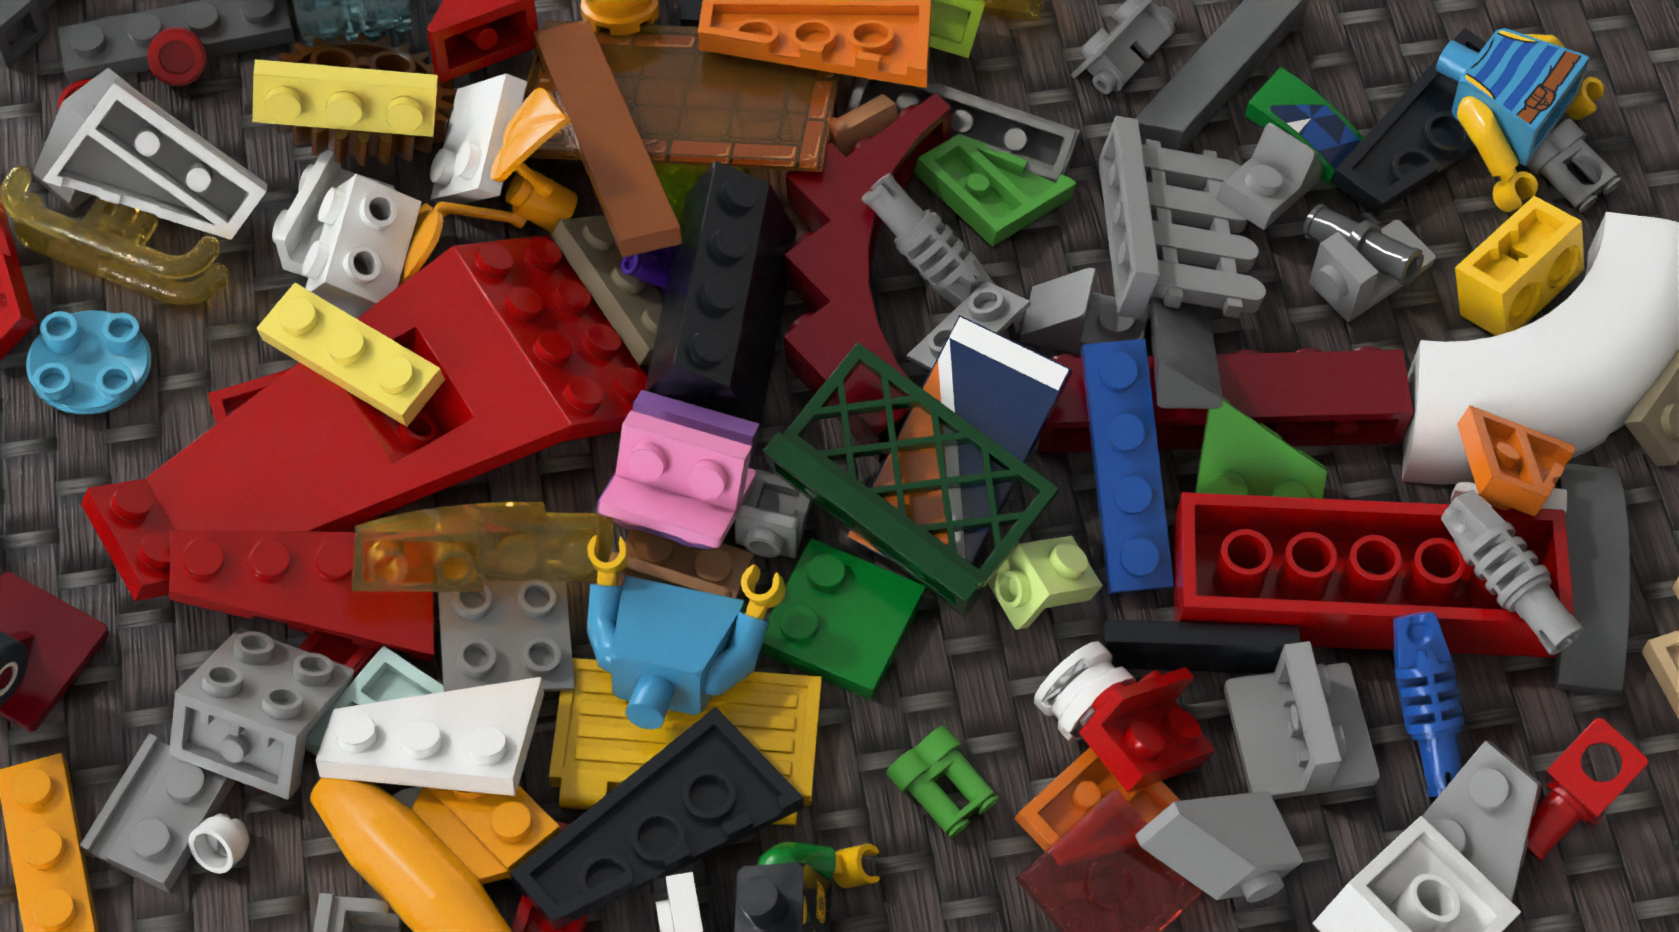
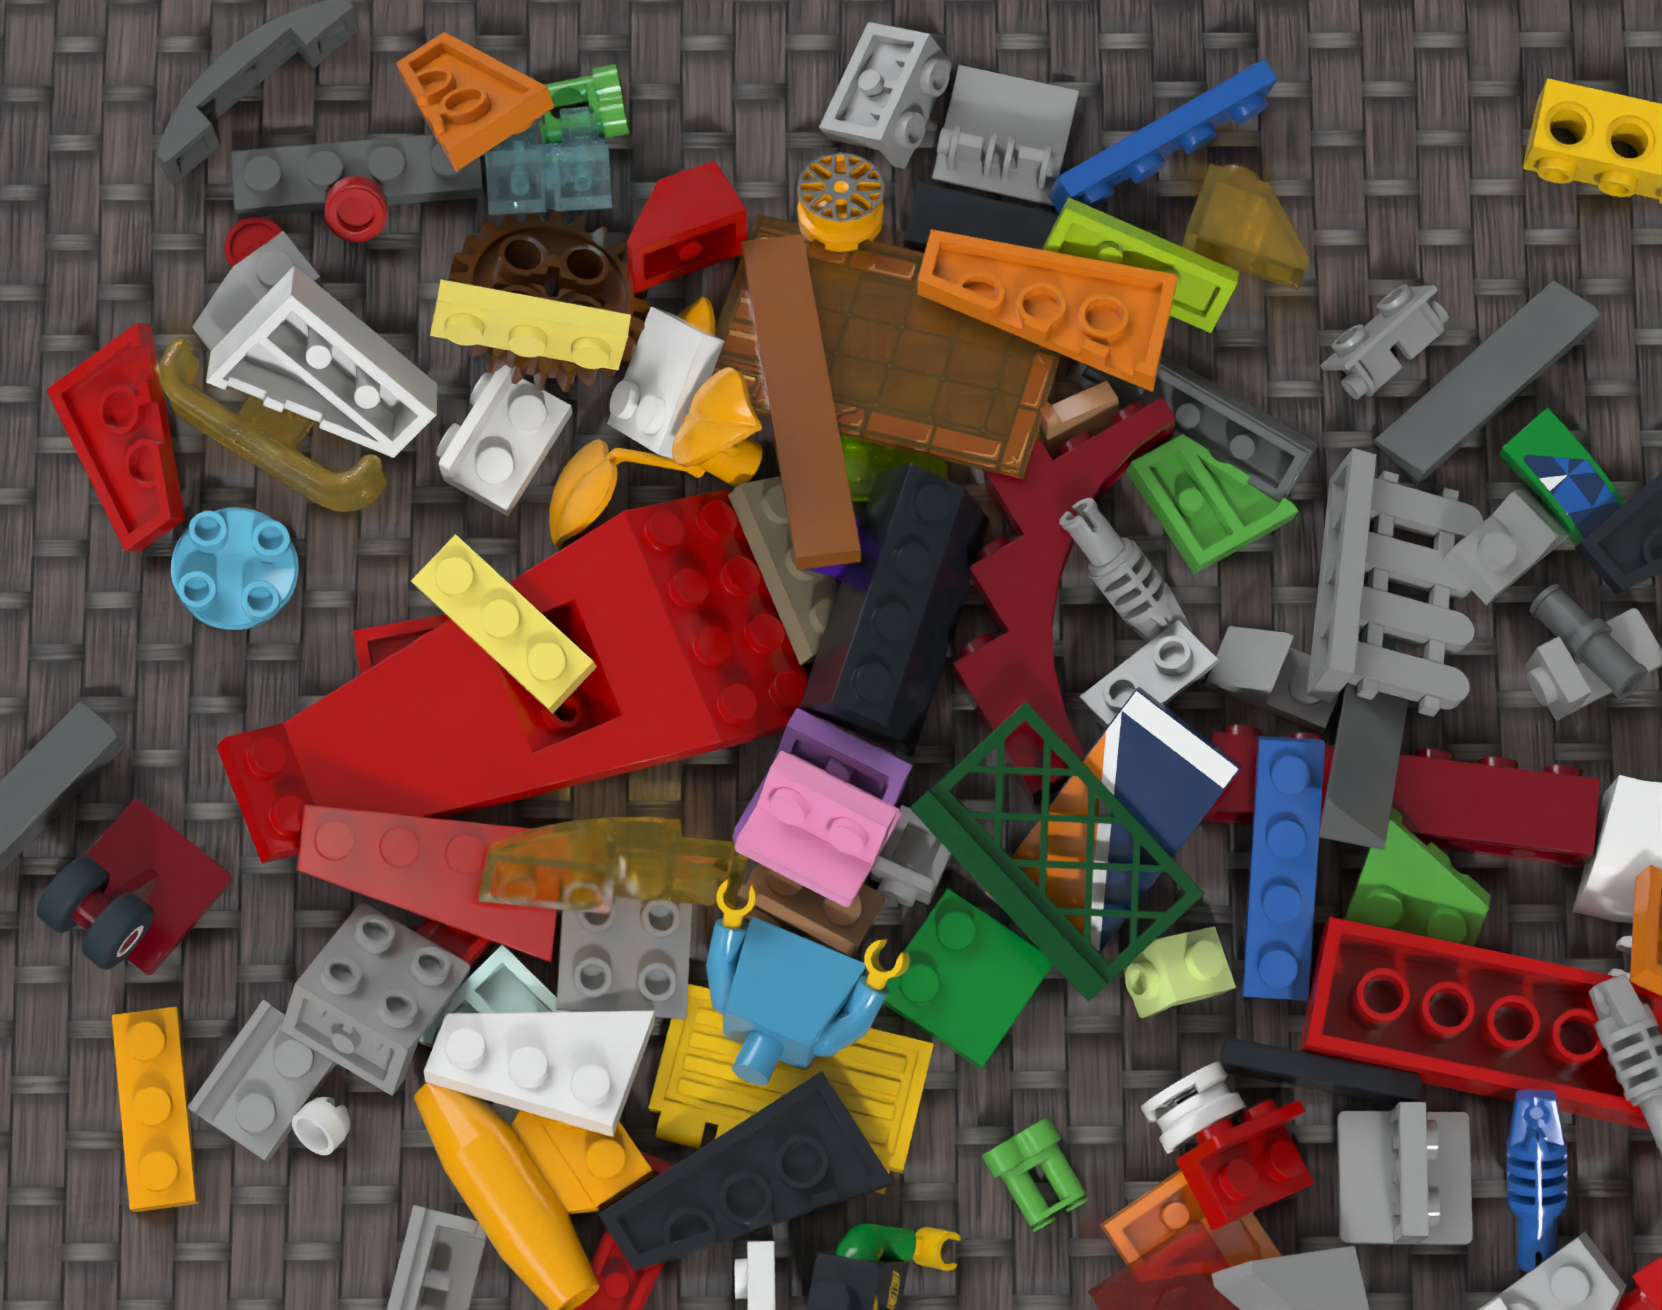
camera: 10 degrees right, 15 degrees up
(360, 244) = (527, 488): white brick -> none

